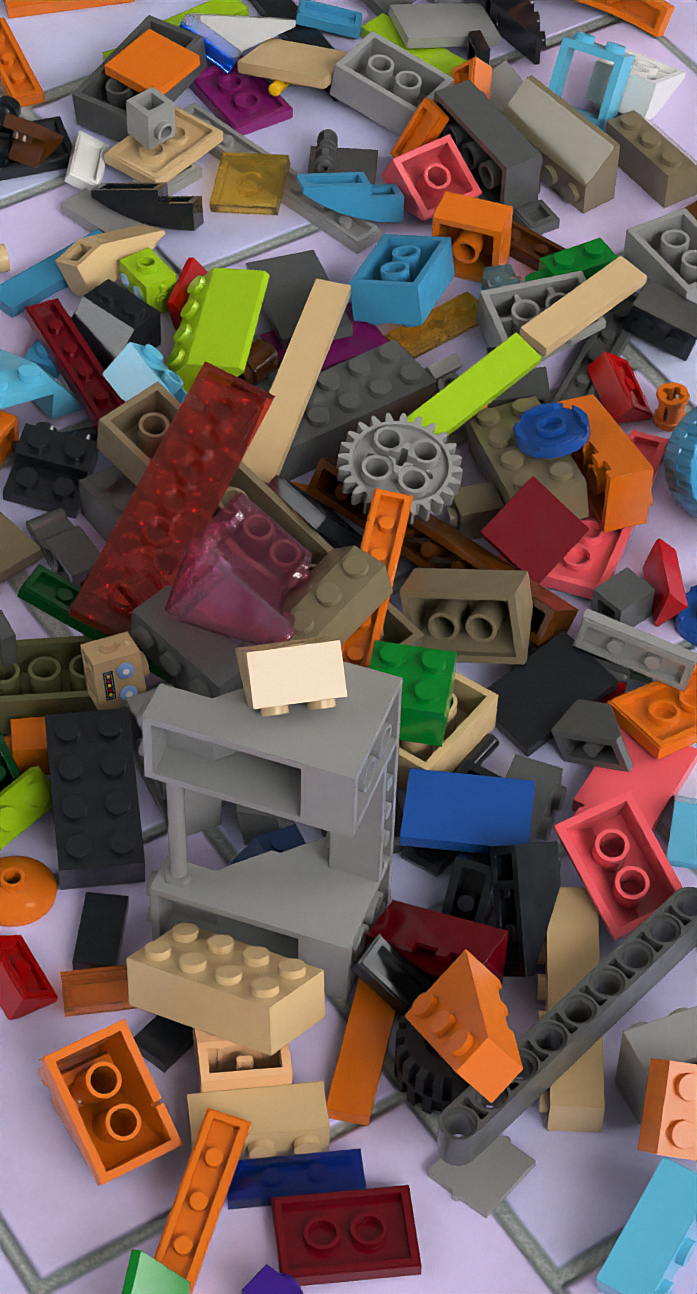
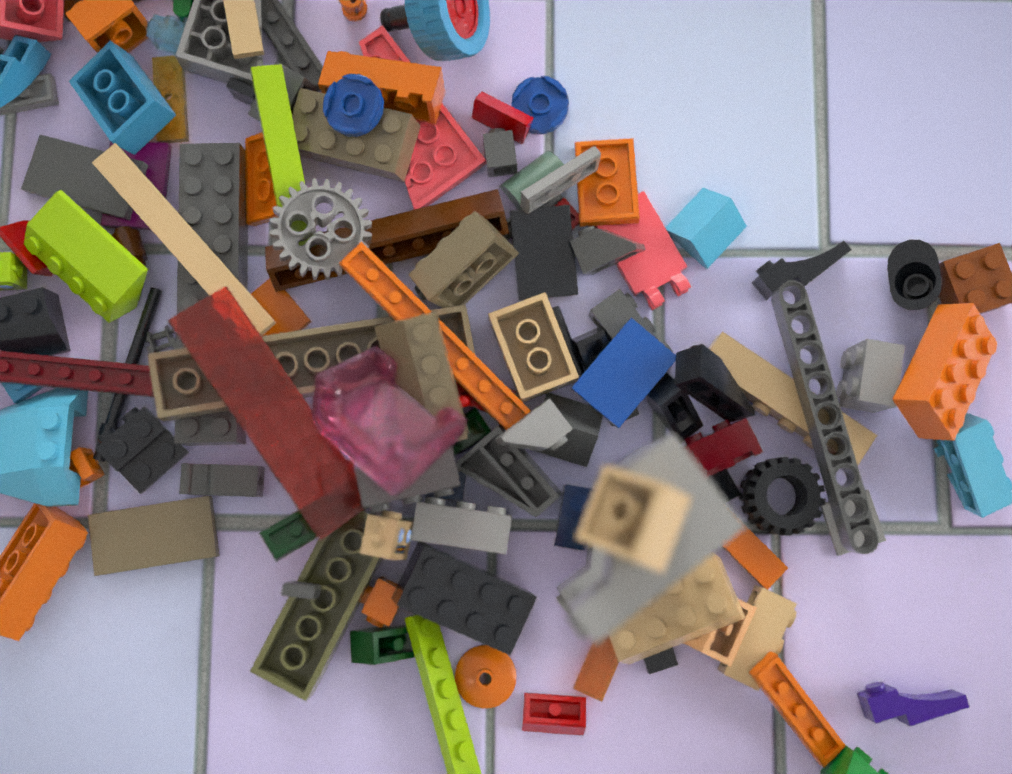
camera: 55 degrees left, 35 degrees up
(100, 931) = (555, 643): black tile -> none
(109, 1102) = (701, 729): orange piece -> none
(138, 369) = (115, 337): medium azure slope -> none
(292, 1175) = (801, 636): clear blue tile -> none
(316, 513) = (320, 304): black tile -> none
(346, 1235) = (853, 629): dark red tile -> none
(426, 688) = (522, 353): green brick -> none
(445, 370) = (221, 128): light grey tile -> none
(468, 1026) = (817, 499): orange wedge -> none
(473, 508) = (367, 186): dark tan brick -> none
(534, 530) = (422, 174): dark red tile -> none
(618, 863) = (722, 309): coral slope -> none
(619, 389) = (313, 24): red slope -> none

